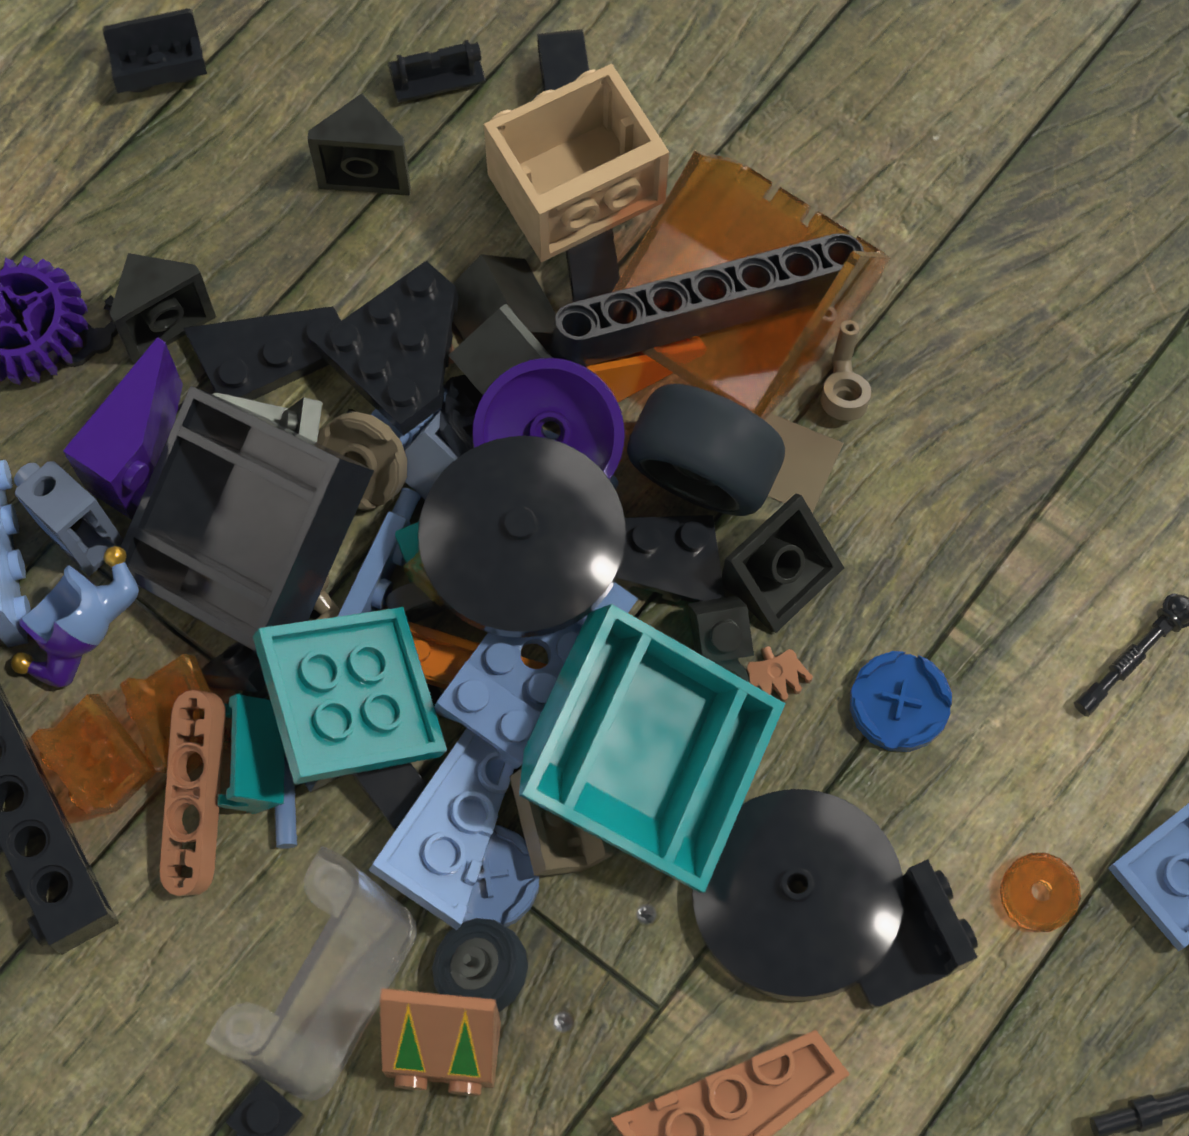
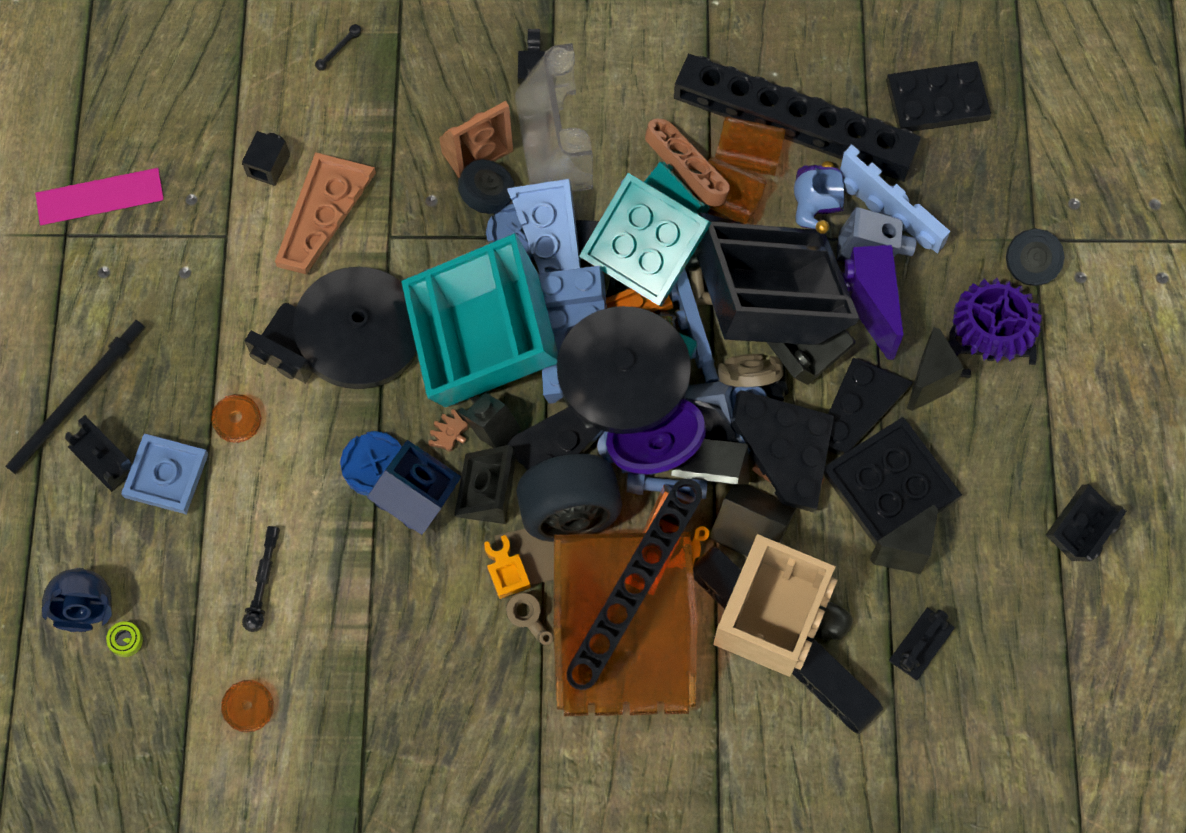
camera: 145 degrees right, 0 degrees up
(313, 240) = (890, 480): none -> black plate
(833, 450) = (507, 572): none -> light orange plate
(875, 617) = (414, 487): none -> dark blue slope

